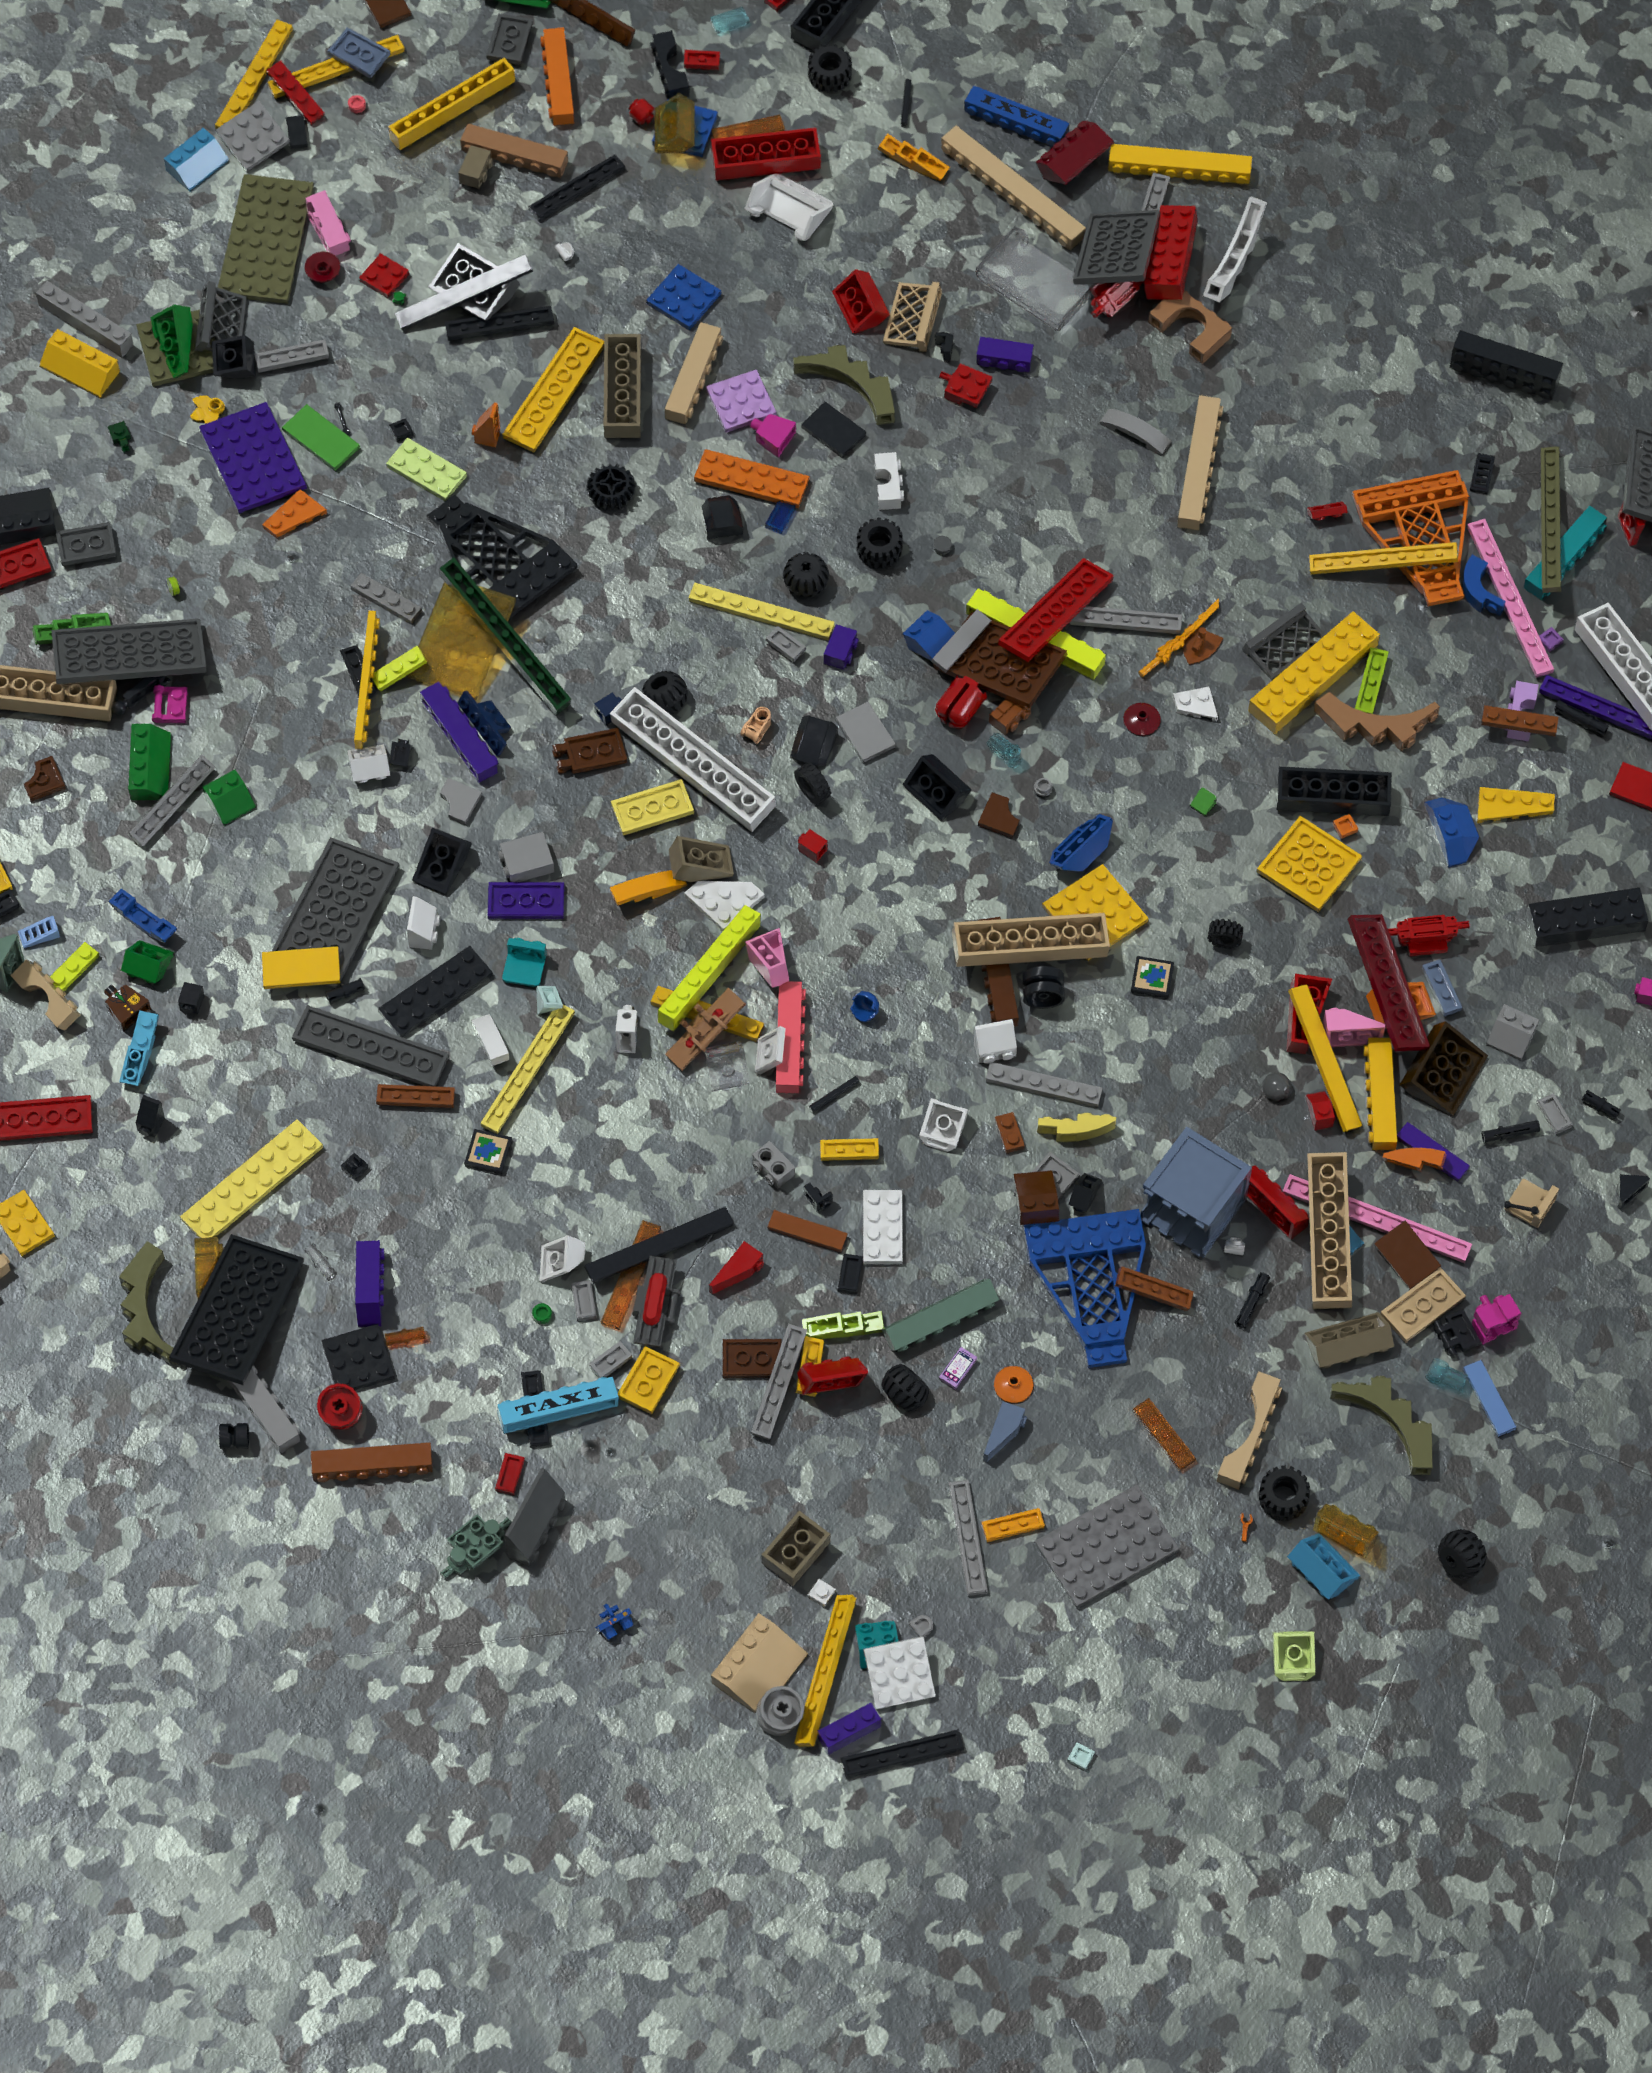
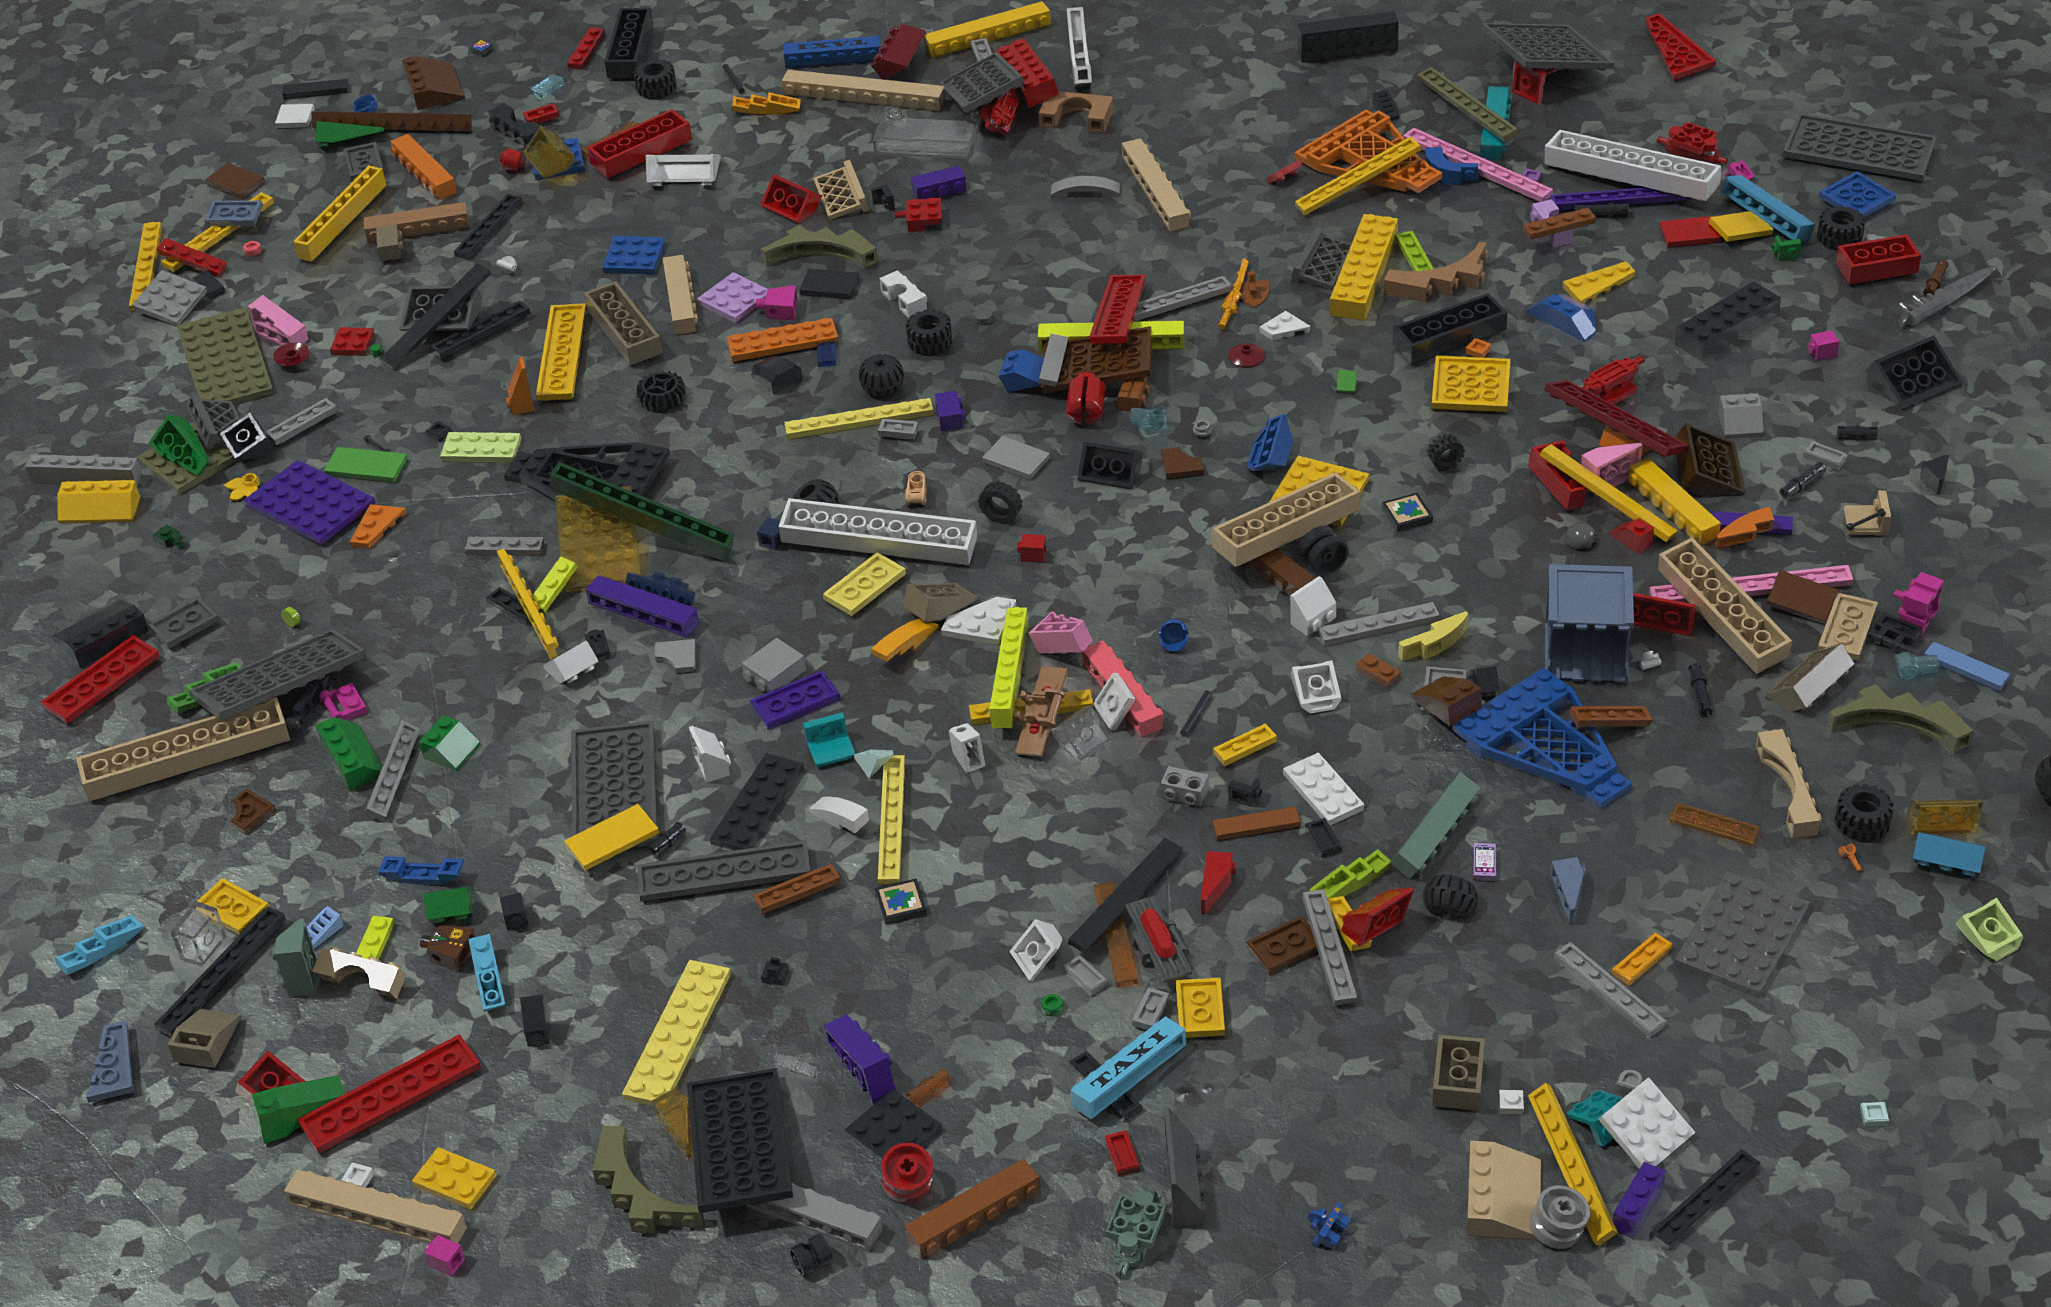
camera: 25 degrees left, 20 degrees down
(195, 159) = (124, 332): dark azure slope -> none
(441, 860) = (692, 700): black slope -> none
(590, 751) = (776, 571): reddish brown tile -> none
(814, 741) = (973, 476): black slope -> none
(1013, 1392) = (1543, 850): orange dish -> none
(1442, 987) = (1655, 414): sand blue plate -> none

